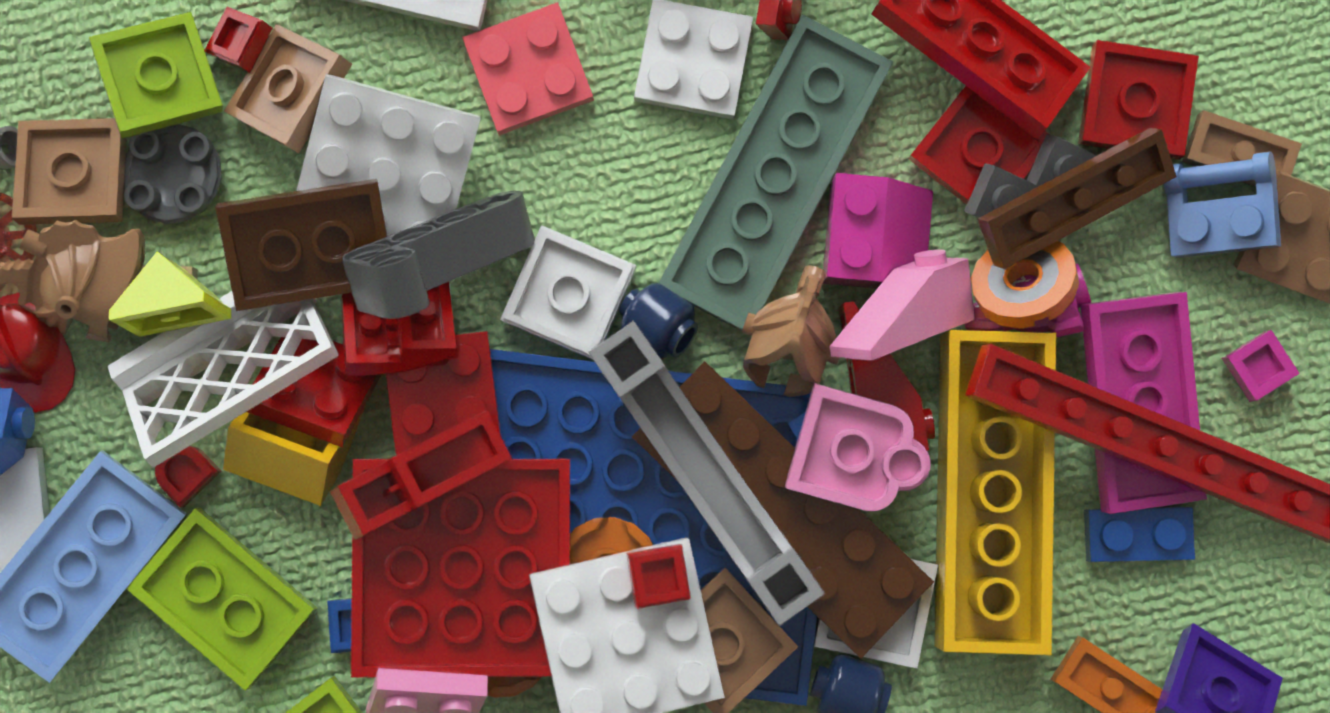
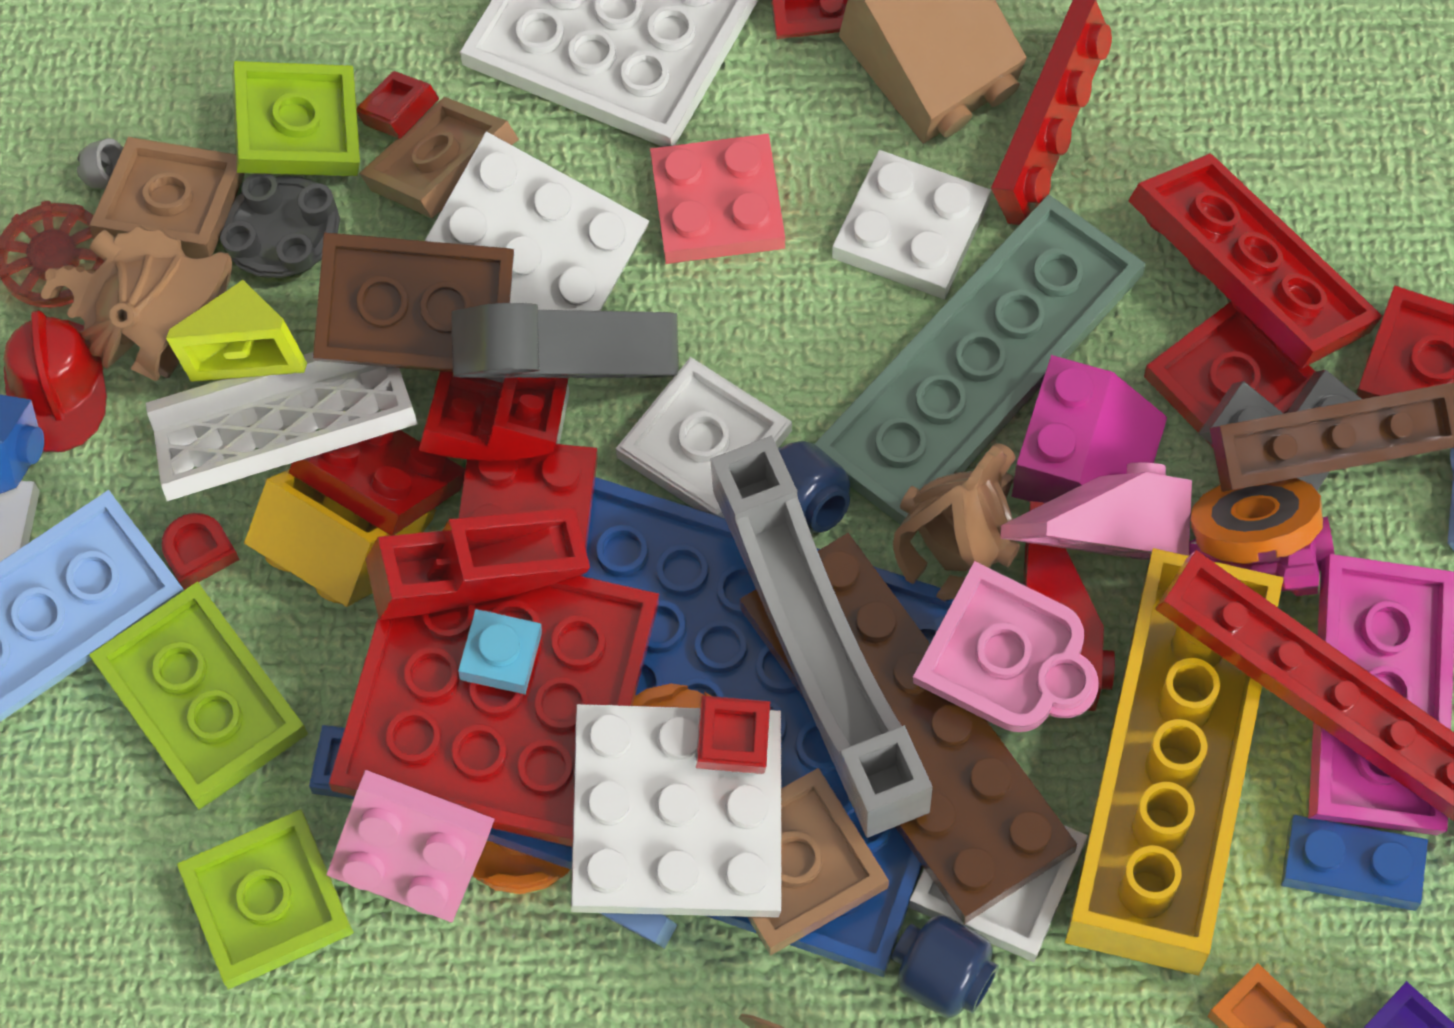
camera: 15 degrees right, 20 degrees down
(457, 541) = (500, 651): none -> medium azure plate

